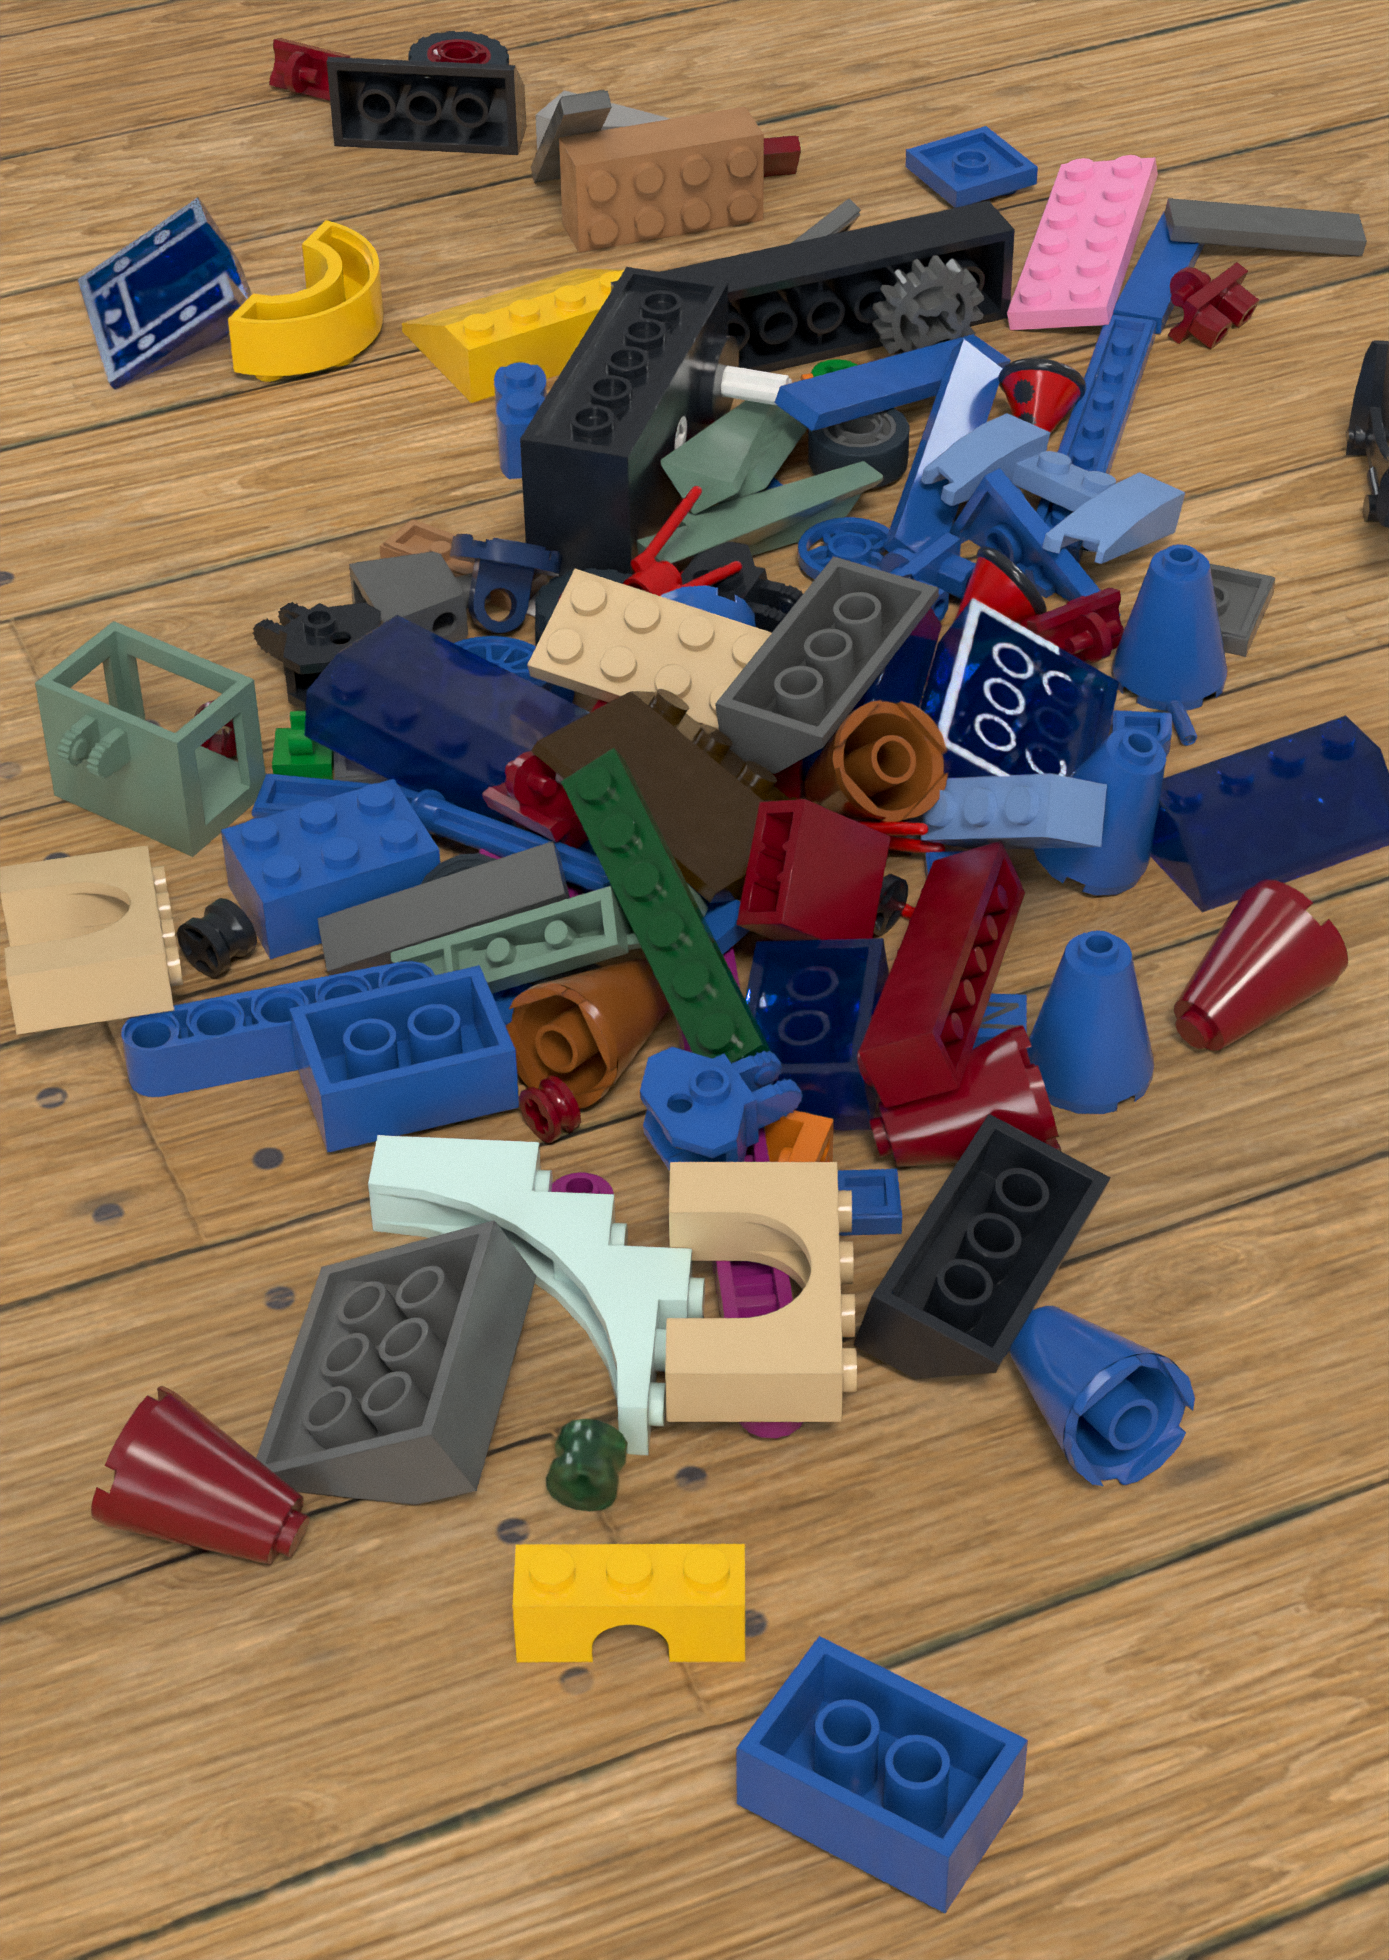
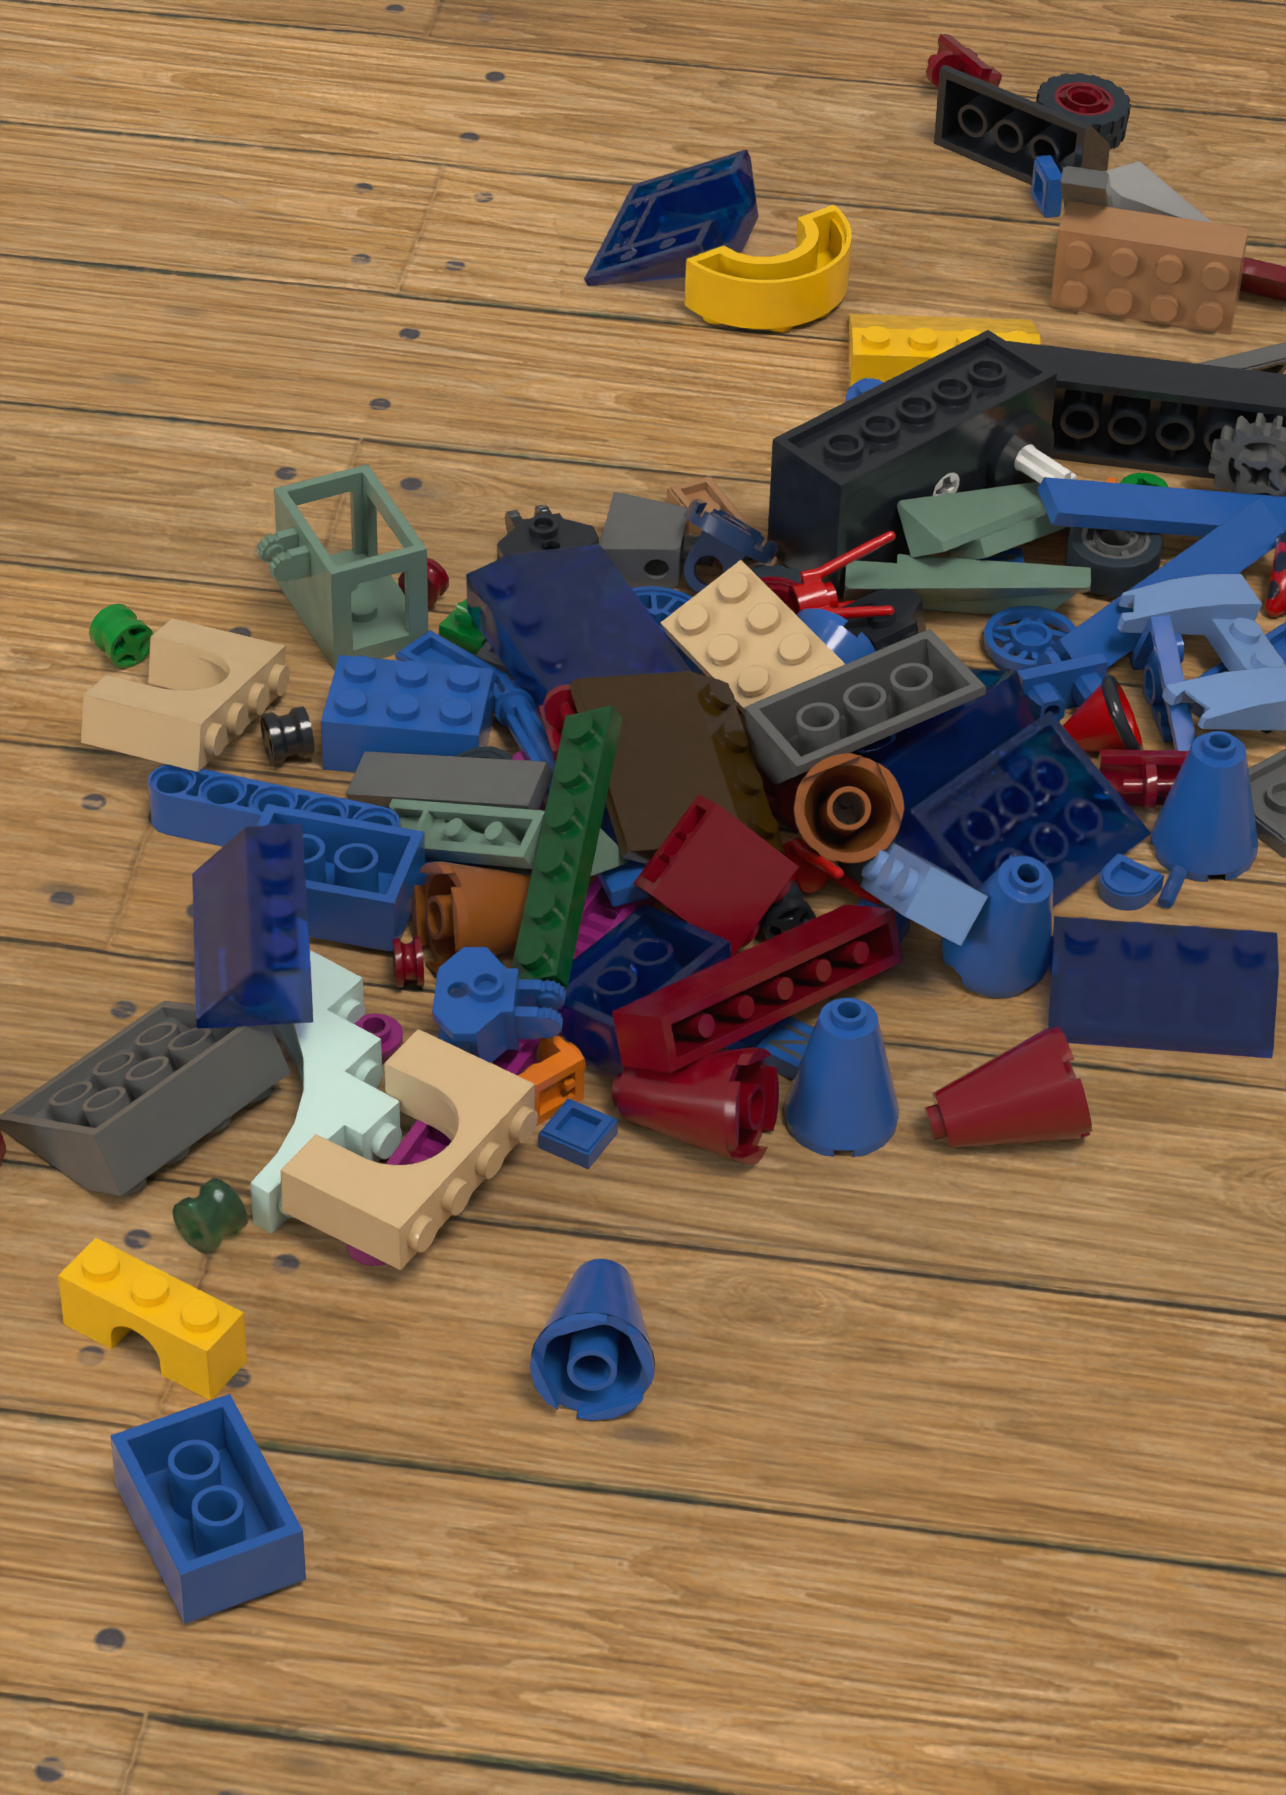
camera: 30 degrees right, 0 degrees up
(420, 1137) = (253, 931): none -> clear blue slope
(489, 144) = (1046, 186): none -> blue tile
(980, 1256) = (600, 1198): black slope -> none

